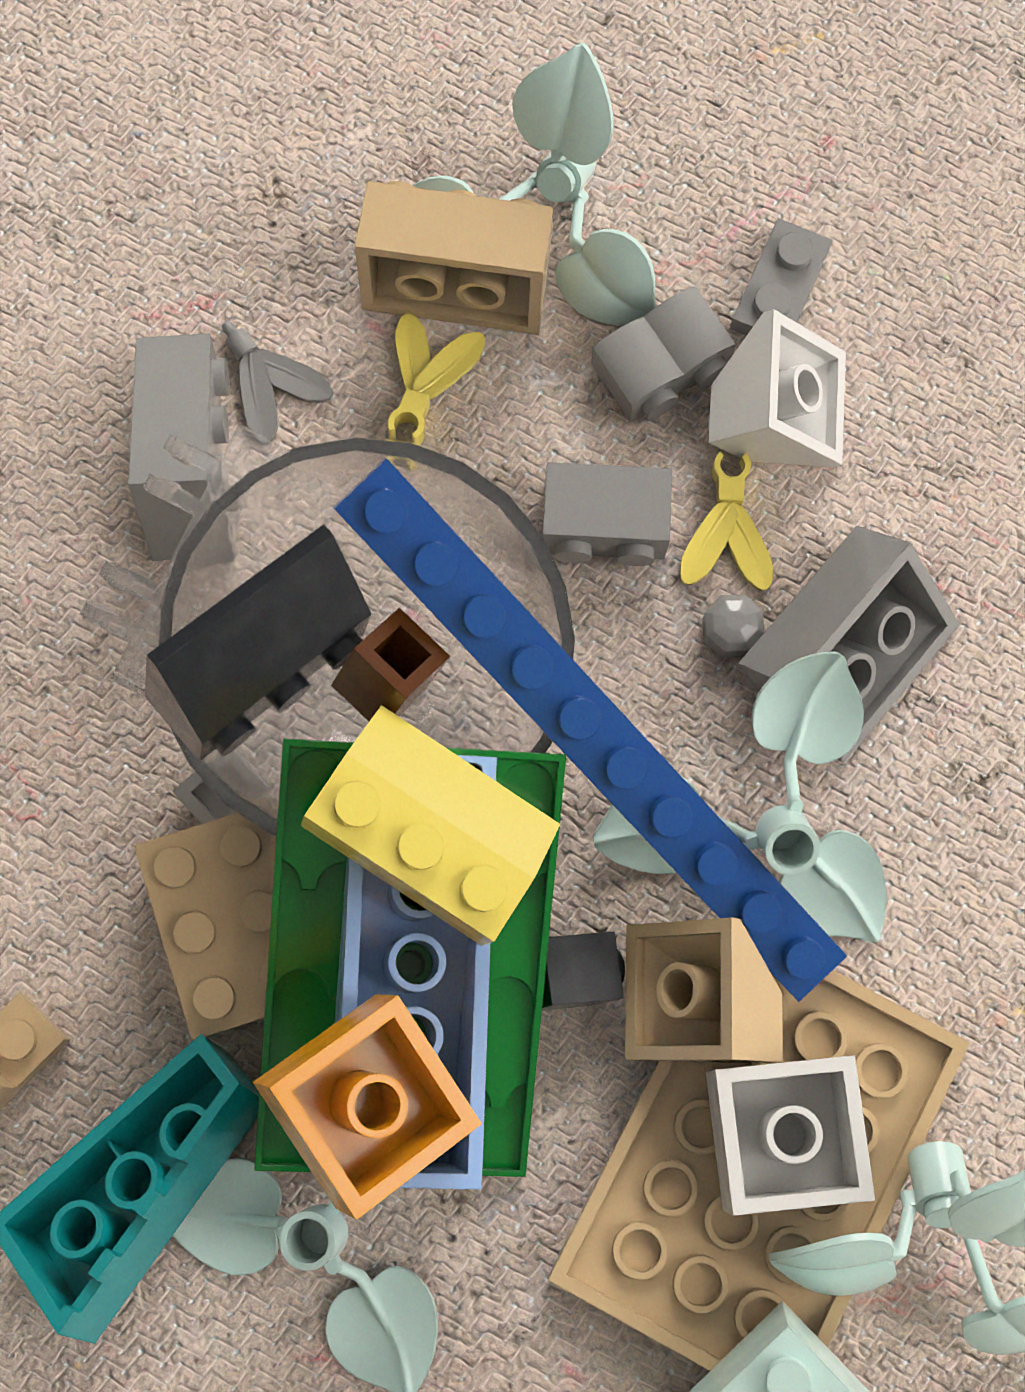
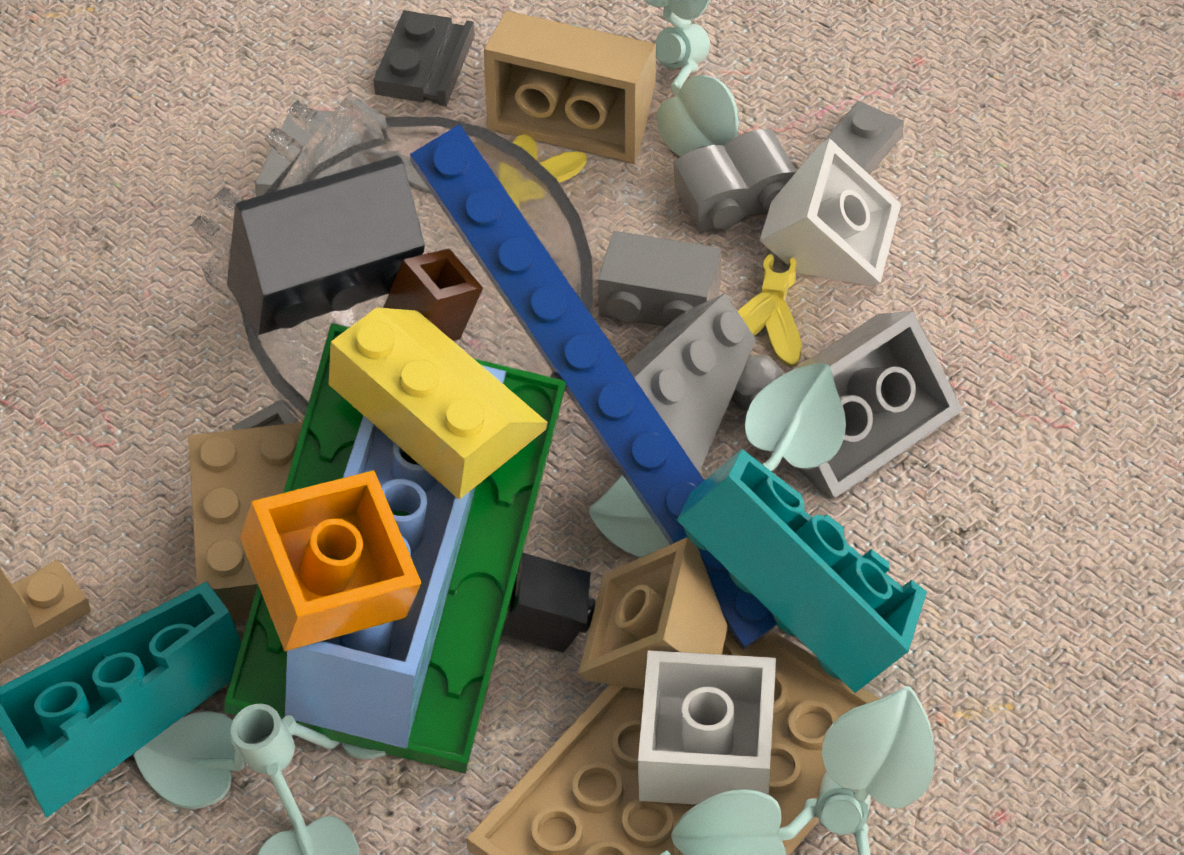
camera: 15 degrees right, 25 degrees down
(268, 220) = (423, 58): none -> dark grey plate
(667, 655) = (694, 371): none -> light grey wedge
(866, 934) = (803, 570): none -> teal wedge

